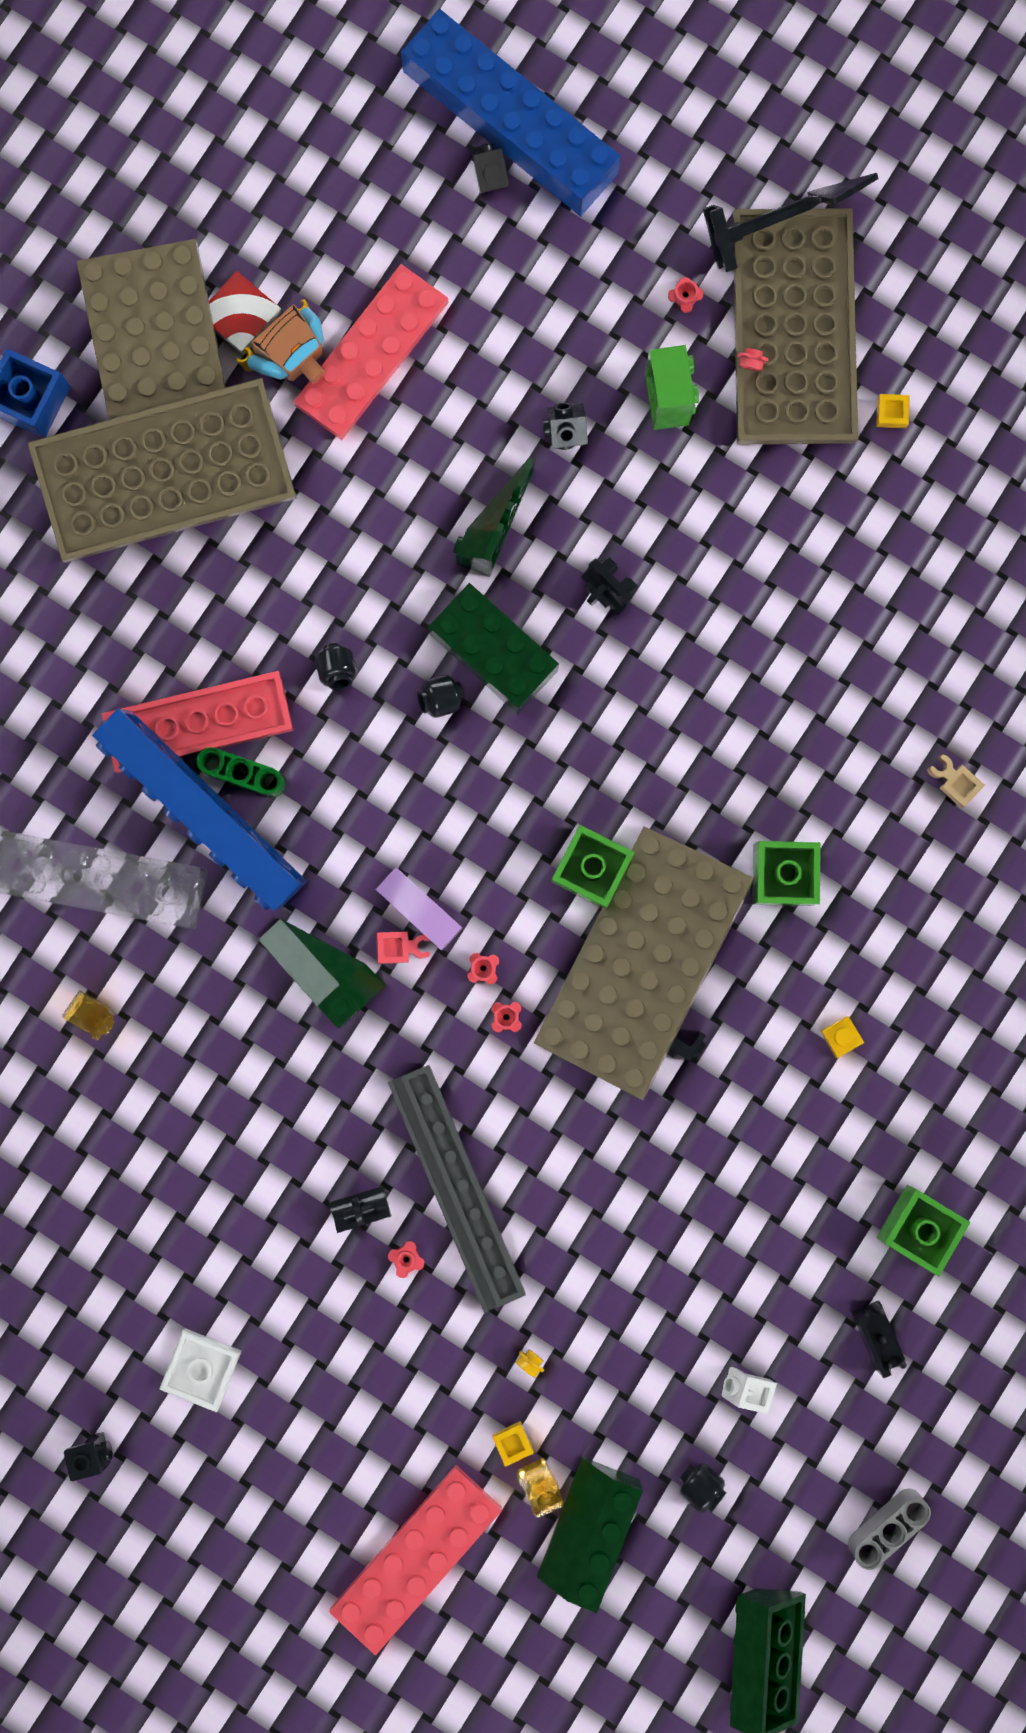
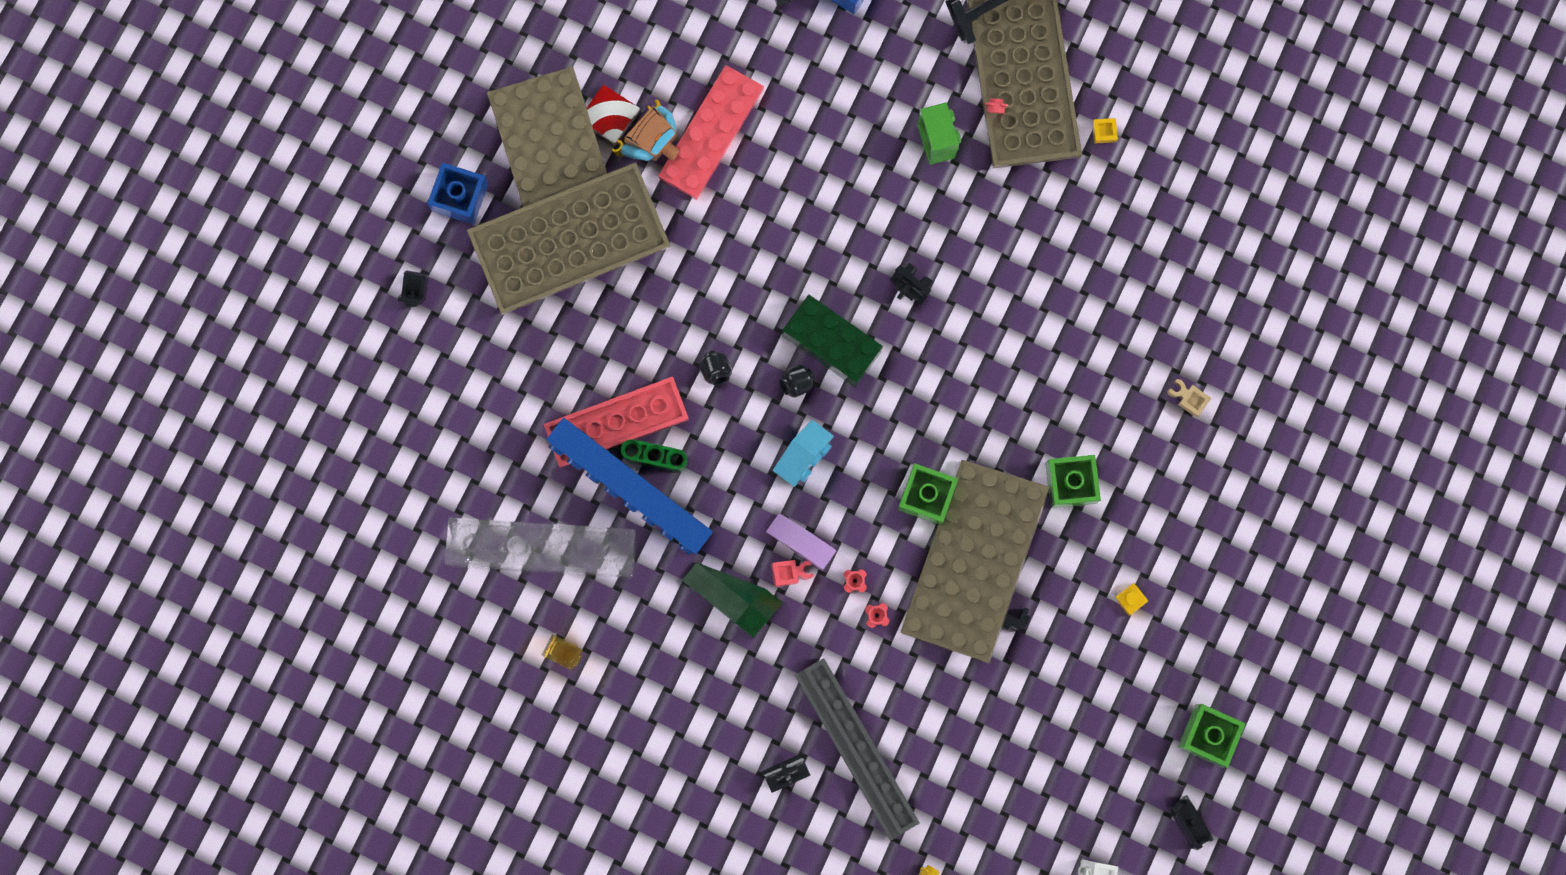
camera: 10 degrees left, 5 degrees down
(408, 1250) = (832, 808): coral plate -> none
(436, 793) = (804, 452): none -> medium azure brick
(488, 532) = (815, 257): dark green wedge -> none
(566, 425) = (864, 170): black brick -> none
(687, 286) = (939, 56): coral plate -> none

